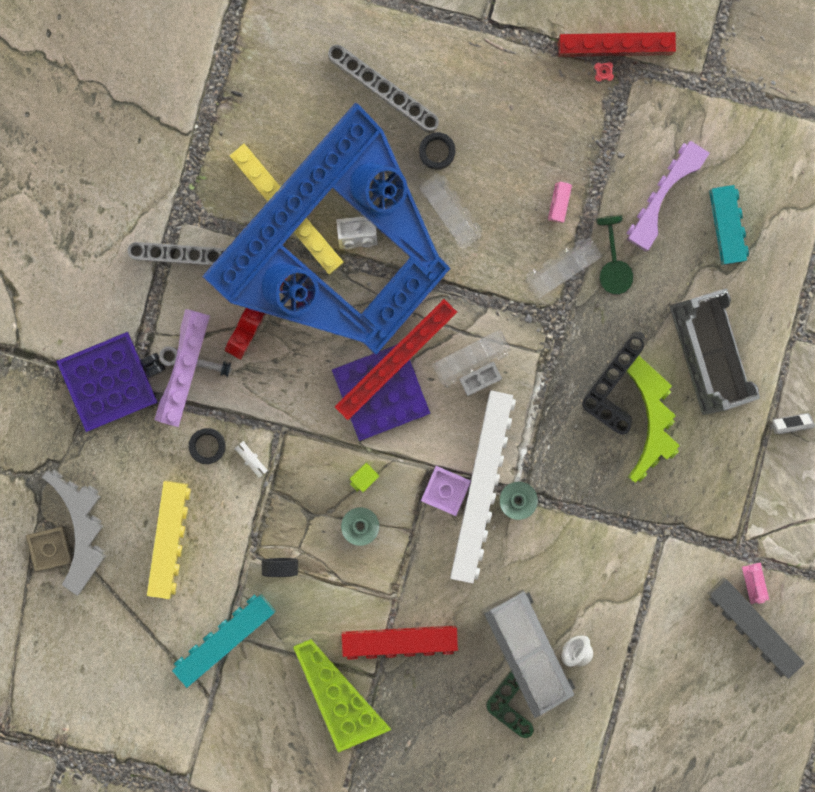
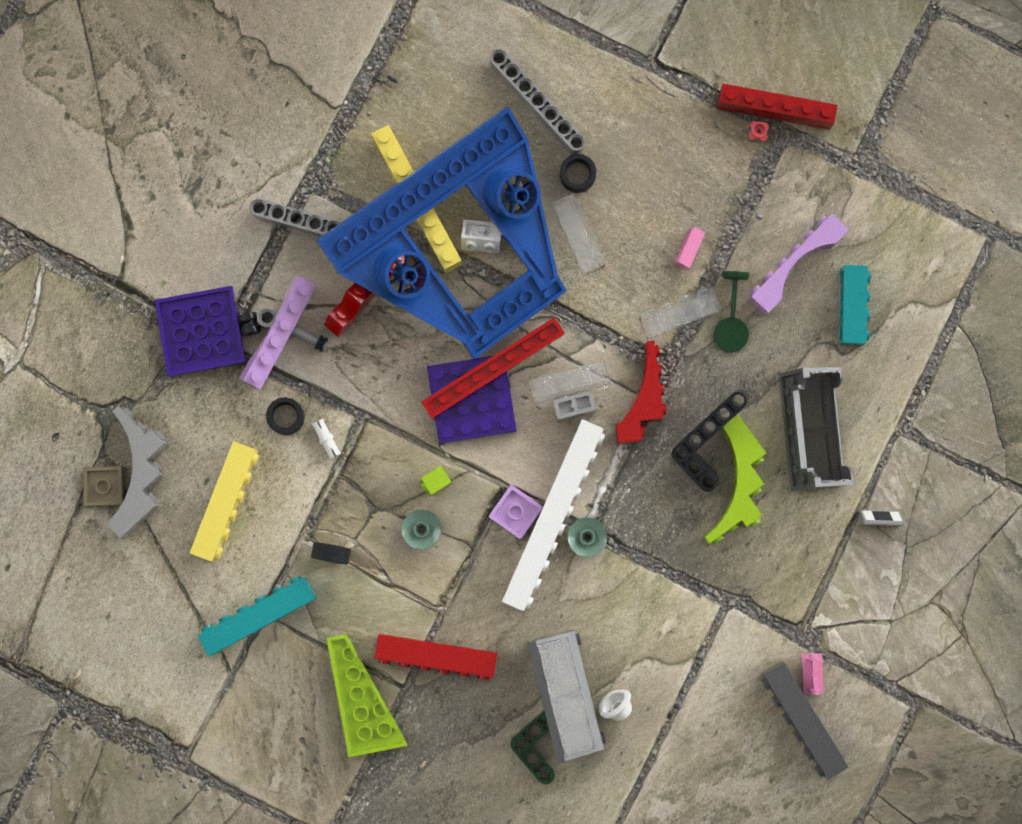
camera: 10 degrees right, 5 degrees down
(549, 361) = (648, 403): none -> red arch

